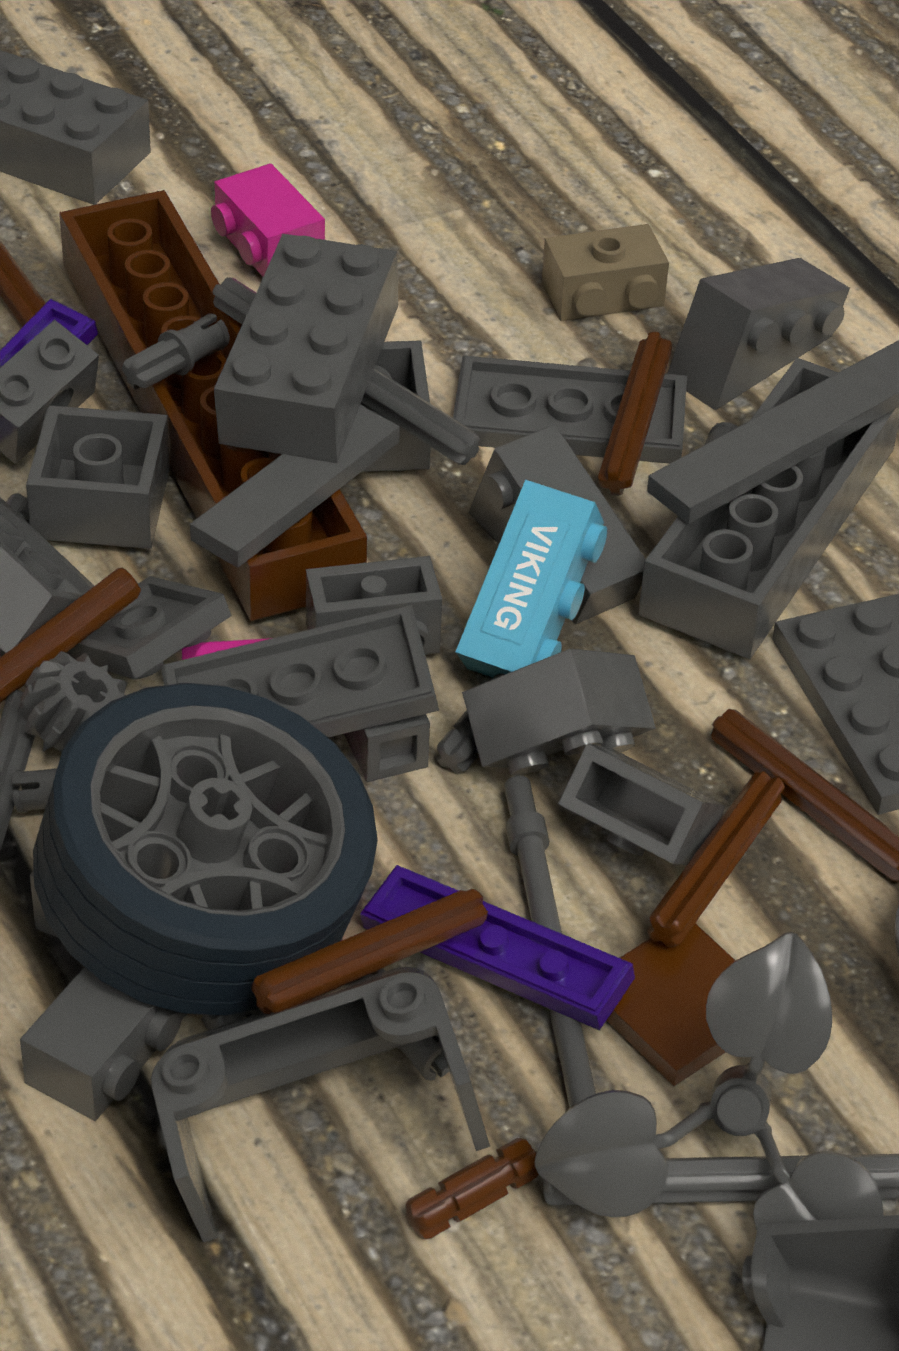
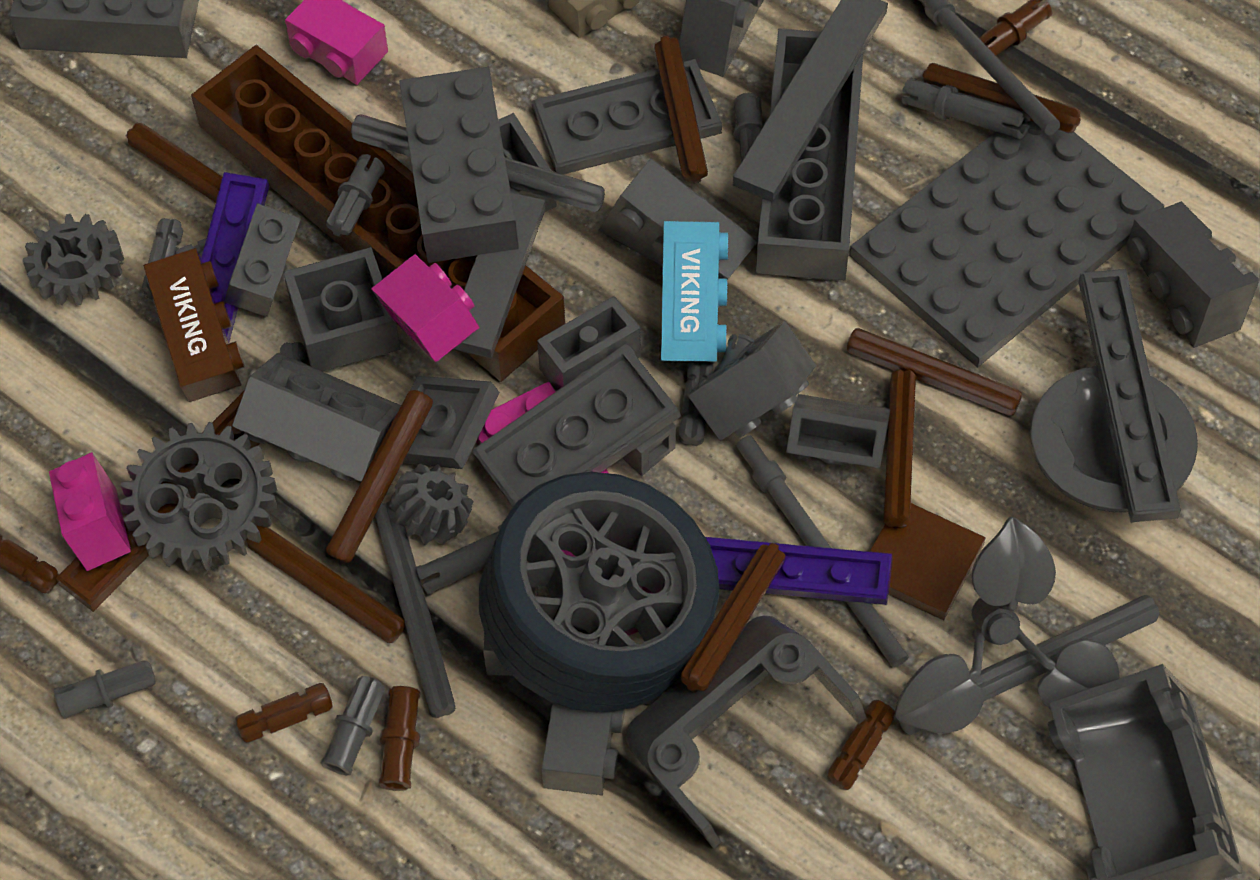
camera: 20 degrees left, 15 degrees up
(182, 475) = (427, 307): none -> dark pink brick

